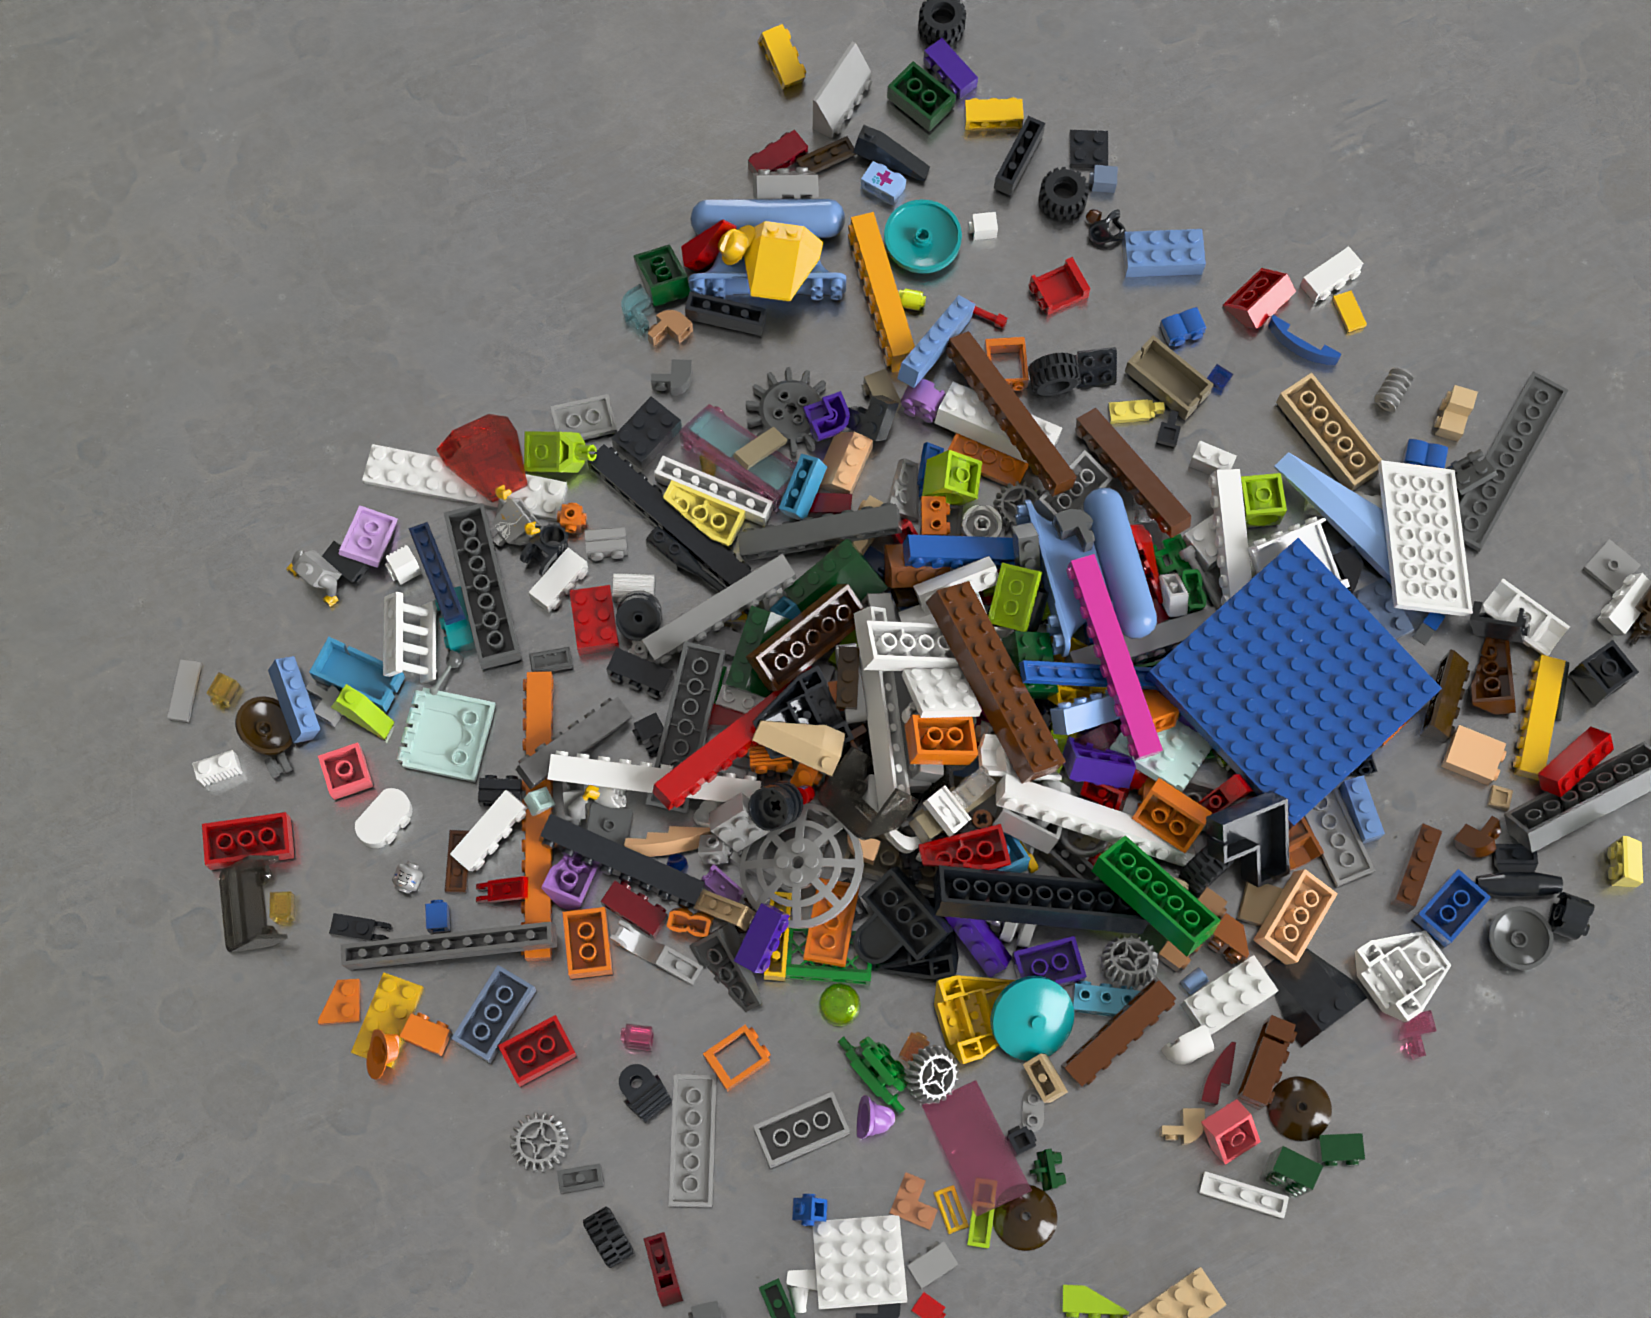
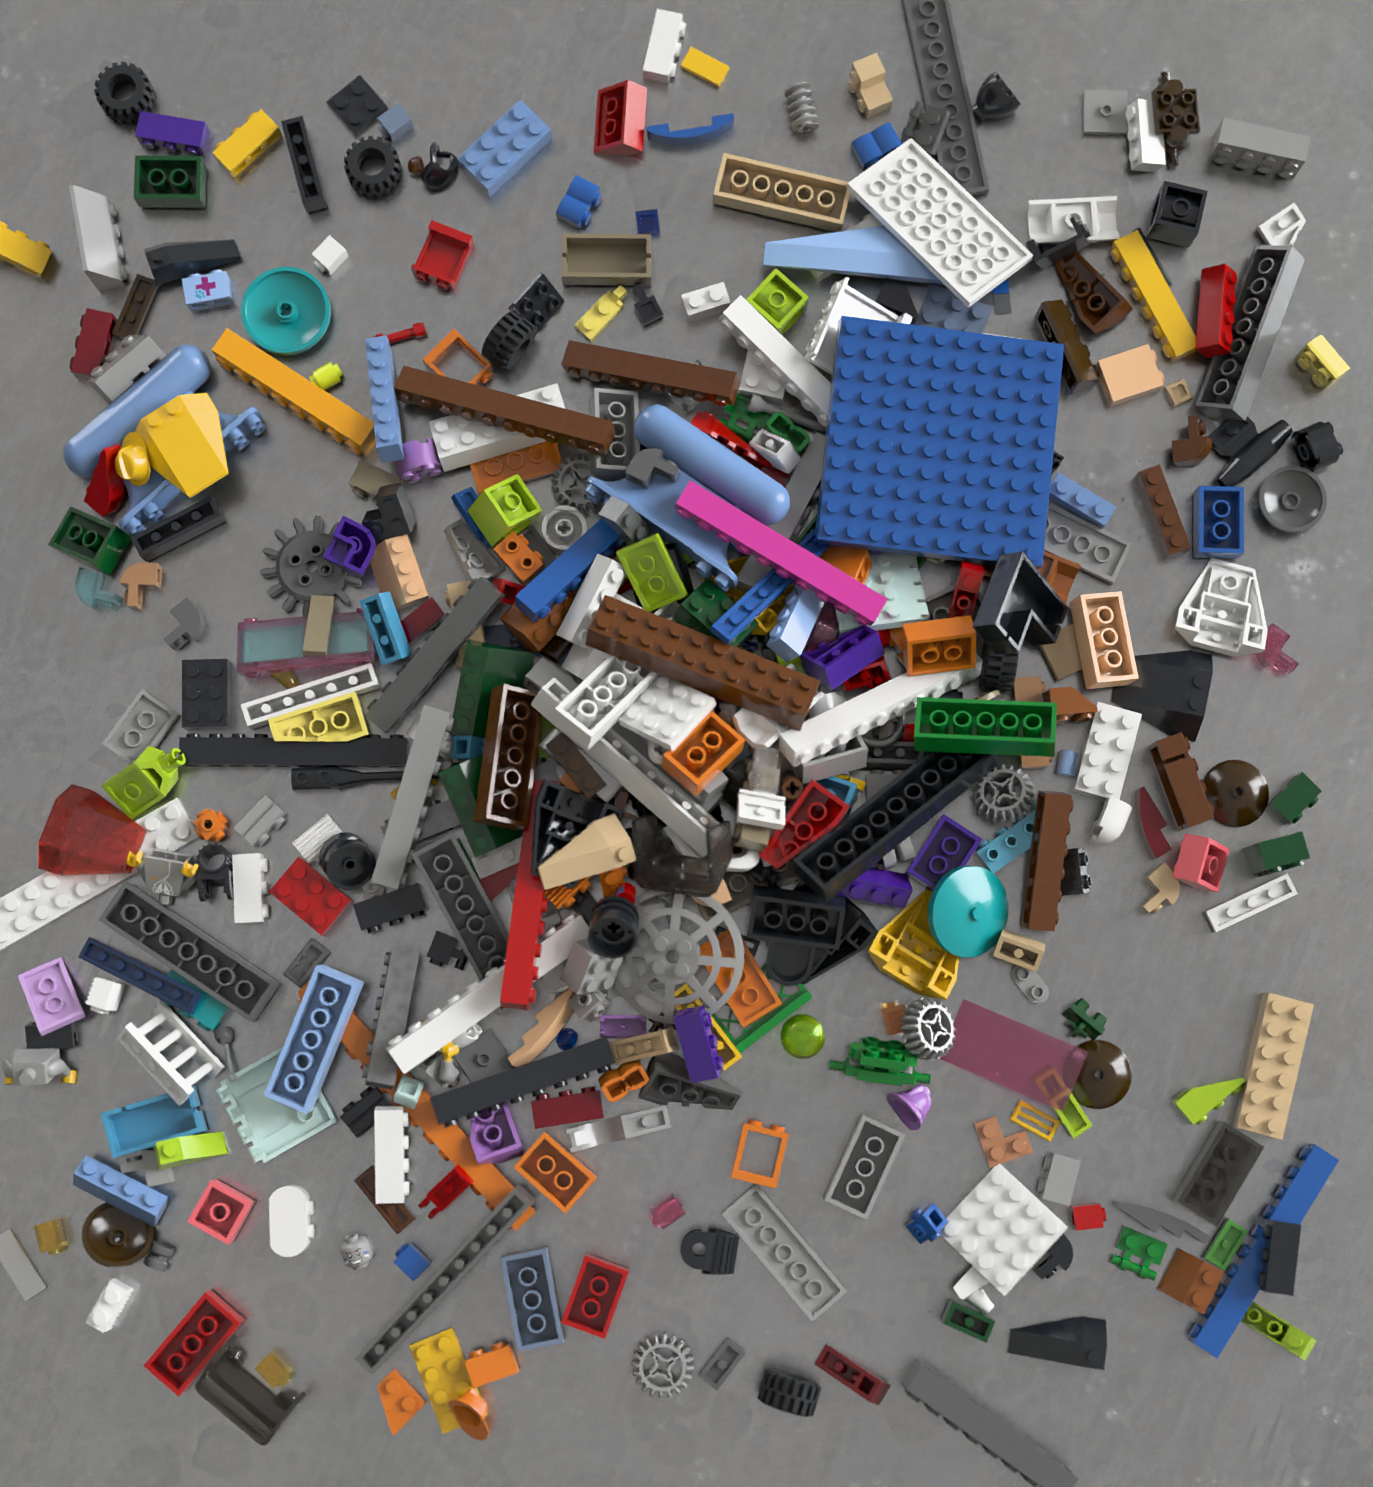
camera: 40 degrees left, 10 degrees up
(357, 927) = (352, 1329): black hinge -> none
(510, 709) = (313, 1038): none -> light blue brick
(1021, 1140) = (1043, 1017): black brick -> none
(1132, 1061) = (1076, 877): none -> black bracket
(1537, 492) = (995, 98): none -> black piece

